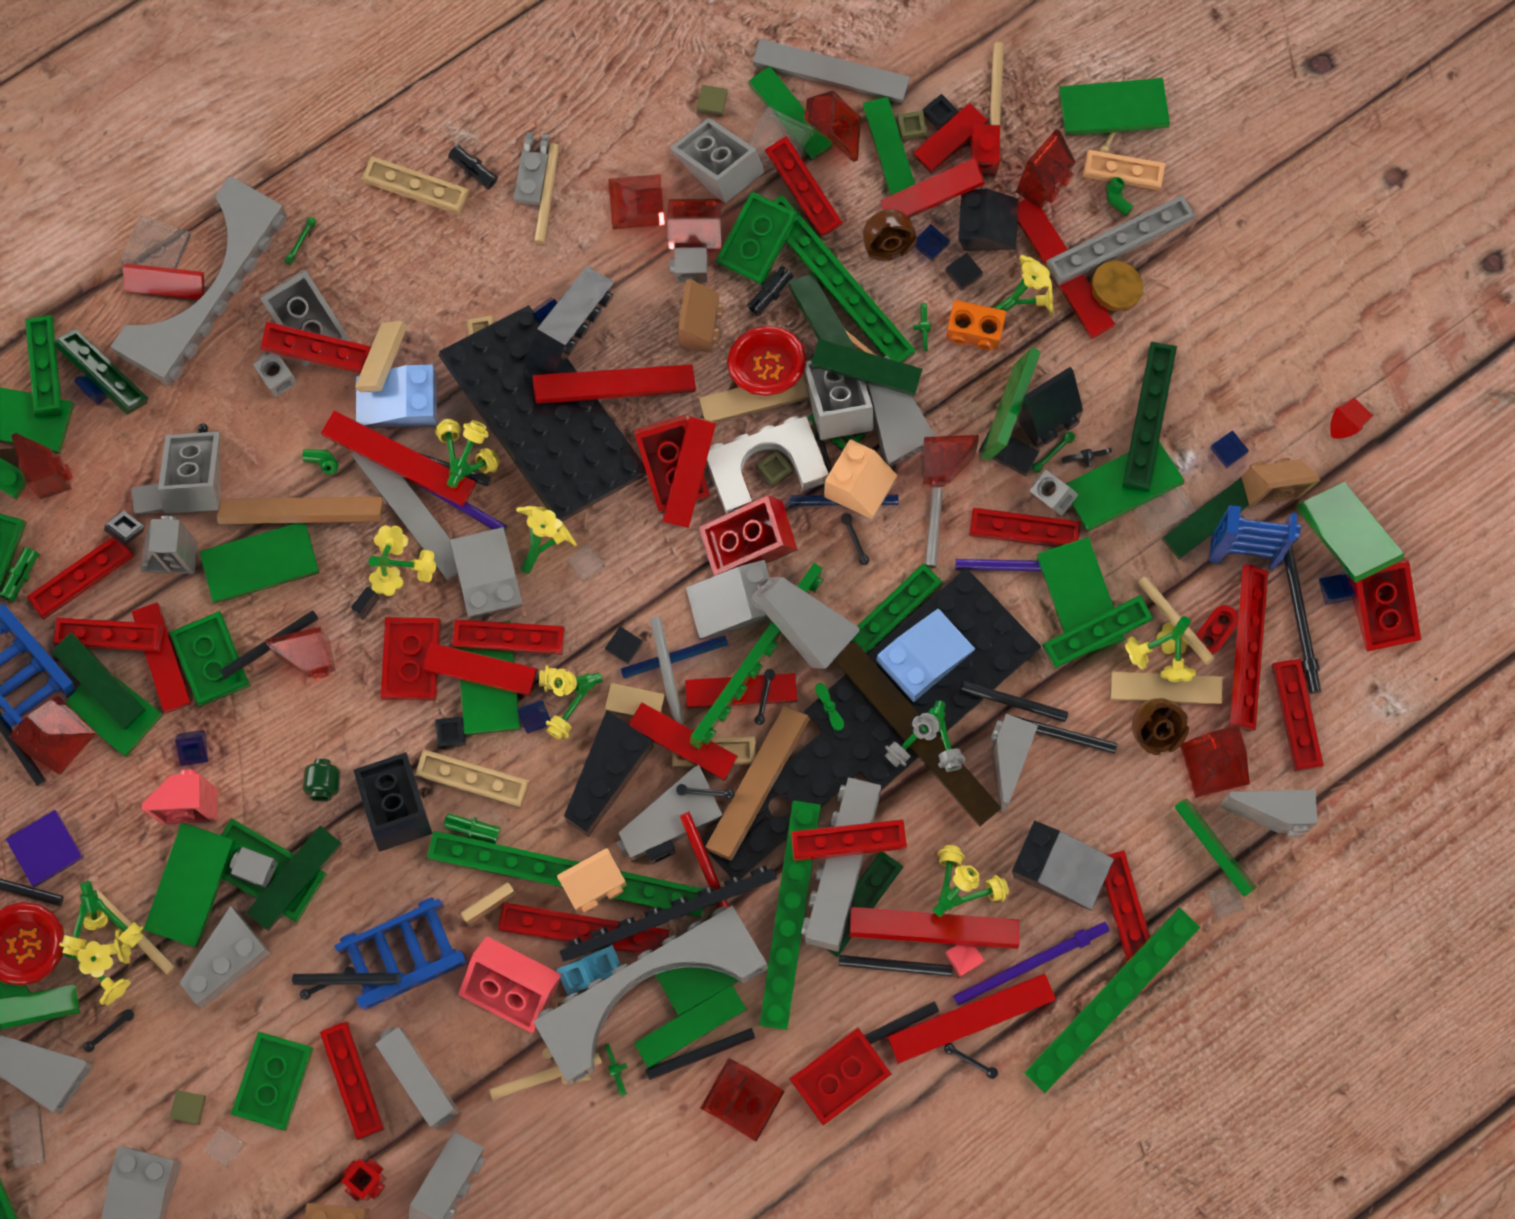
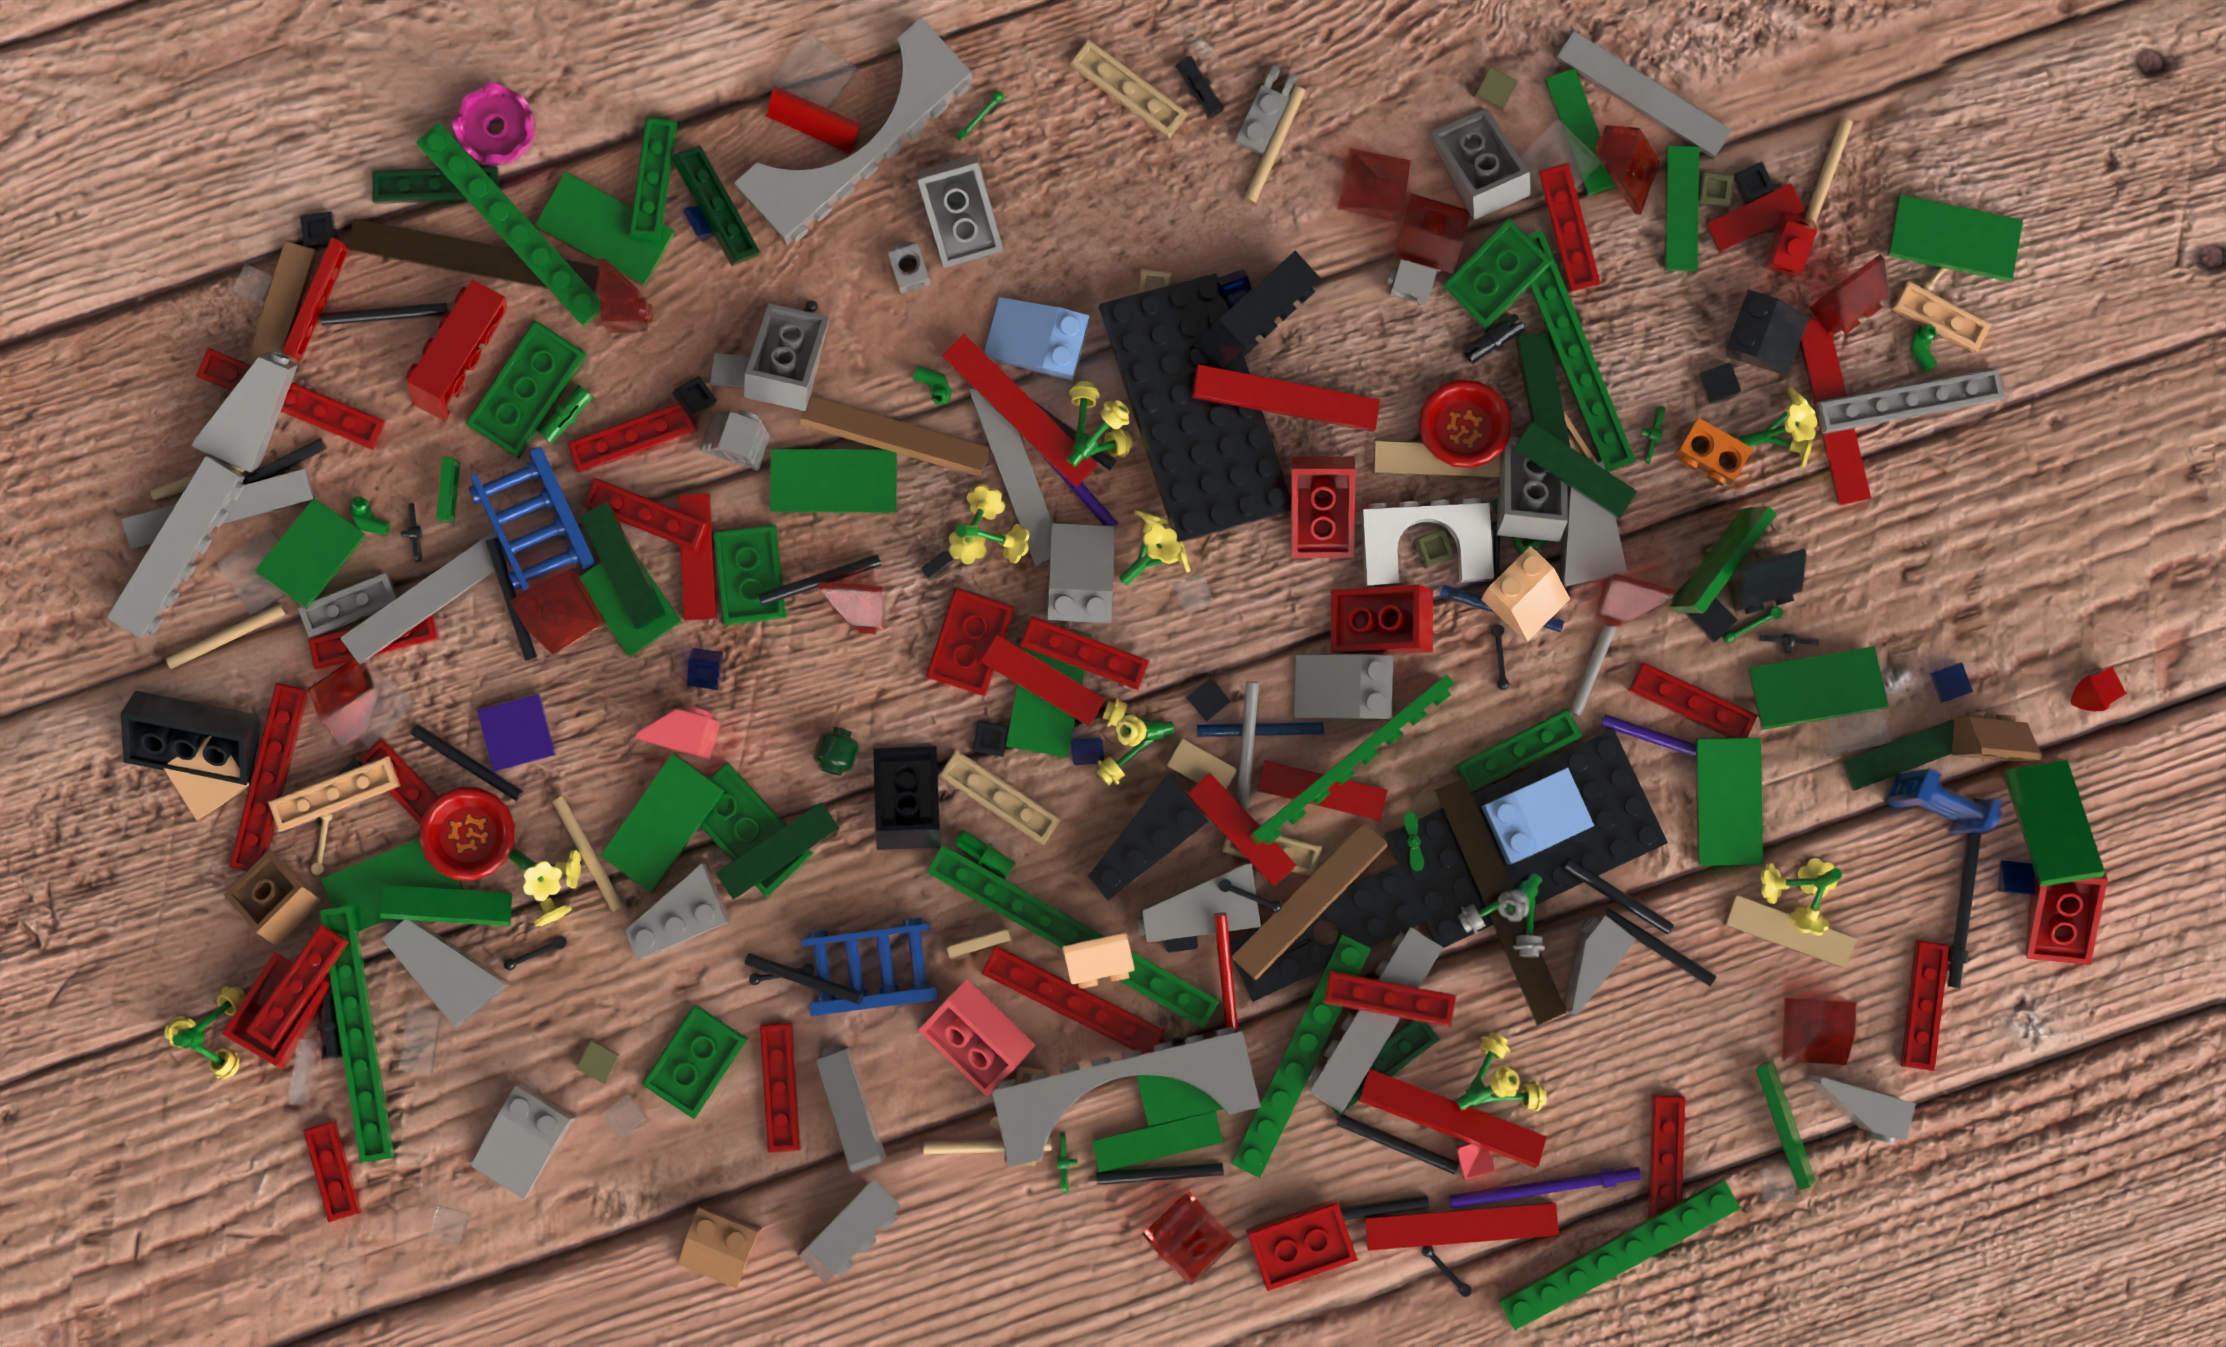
camera: 15 degrees right, 10 degrees up
(94, 915) = (553, 826): plant -> none
(253, 867) = (736, 827): light grey brick -> none
(314, 347) = (963, 254): red plate -> none
(354, 1175) = (752, 1202): red brick -> none
(381, 356) = (1033, 285): tan tile -> none
(585, 970) = (1067, 1047): medium azure slope -> none
(656, 917) = (1158, 1018): black plate -> none
(689, 471) = (1339, 527): red tile -> none
(699, 317) = (1404, 350): medium nougat slope -> none
(769, 675) = (1358, 784): black hinge -> none
(806, 622) = (1416, 741): light grey slope -> none
(888, 235) = (1648, 315): reddish brown cylinder -> none
(931, 242) = (1693, 336): clear blue tile -> none
(936, 189) = (1714, 282): red tile -> none
(1062, 497) = (1747, 683): light grey brick -> none
(1062, 865) = (1613, 1095): slope -> none
(1097, 631) = (1735, 847): green tile -> none
(1117, 286) = (1888, 454): pearl gold tile -> none
(1149, 416) = (1874, 619): dark green tile -> none
(1159, 726) = (1769, 974): reddish brown cylinder -> none
(1173, 617) = (1826, 859): tan bar -> none
(1215, 631) = (1866, 885): red plate -> none
(1249, 647) = (1897, 915): red tile -> none

